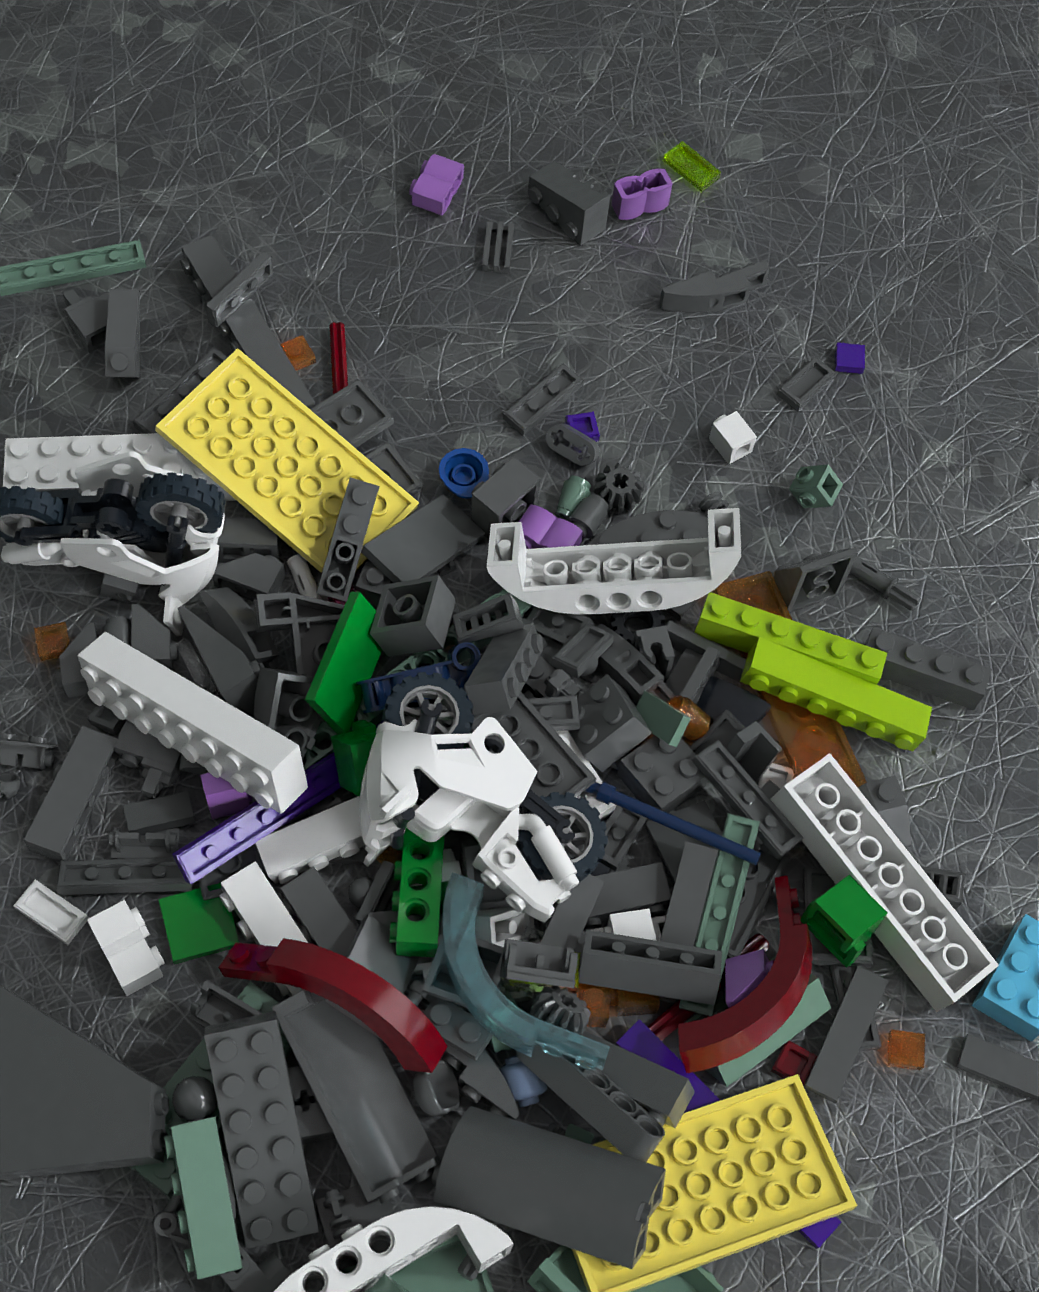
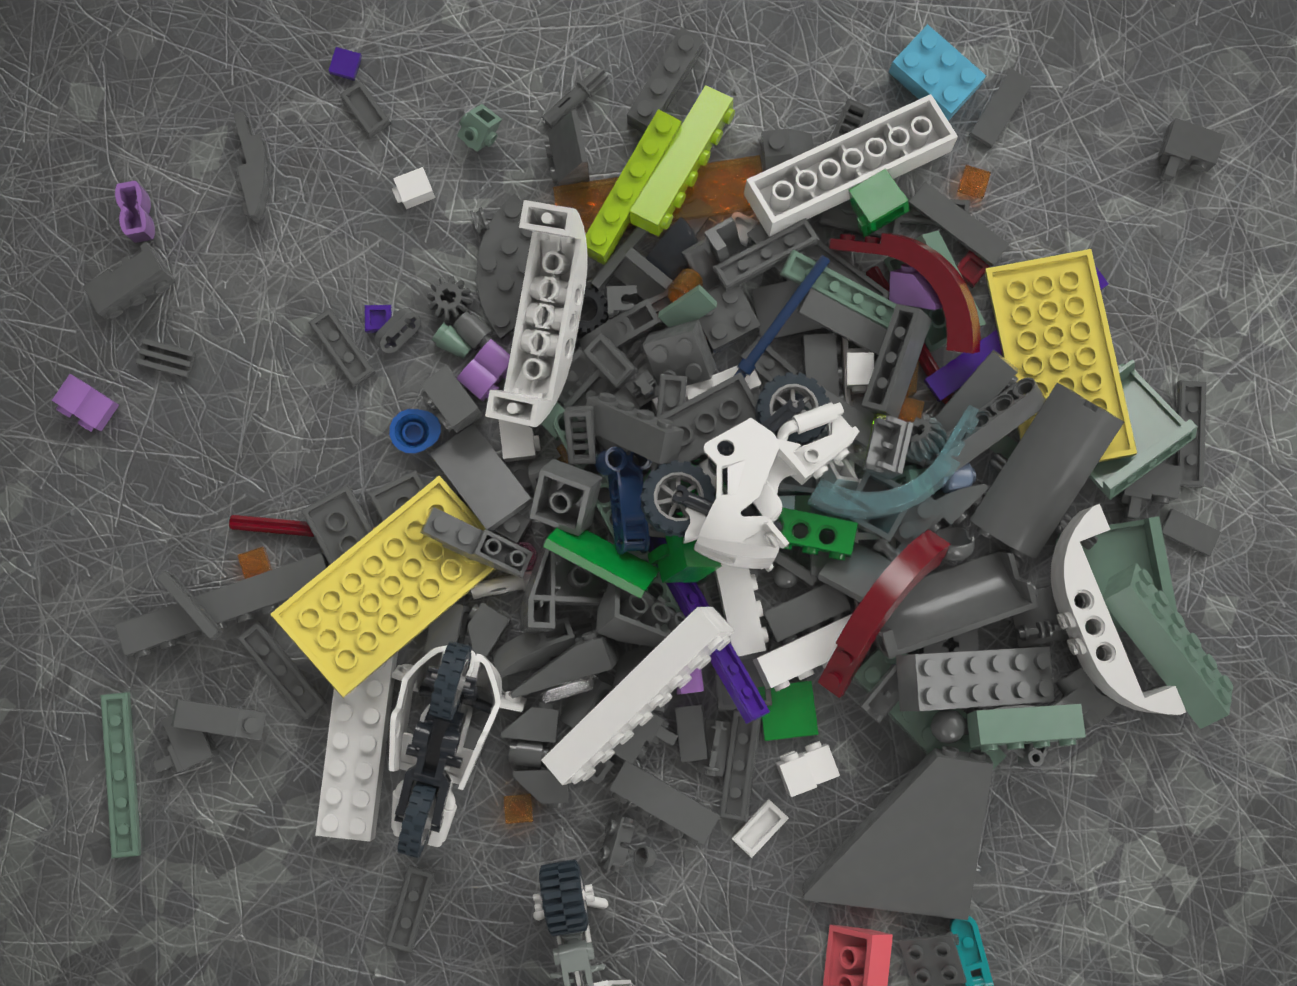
camera: 75 degrees left, 20 degrees up
(471, 579) = (518, 441): none -> white slope
(692, 166) = (102, 157): clear neon green tile -> none

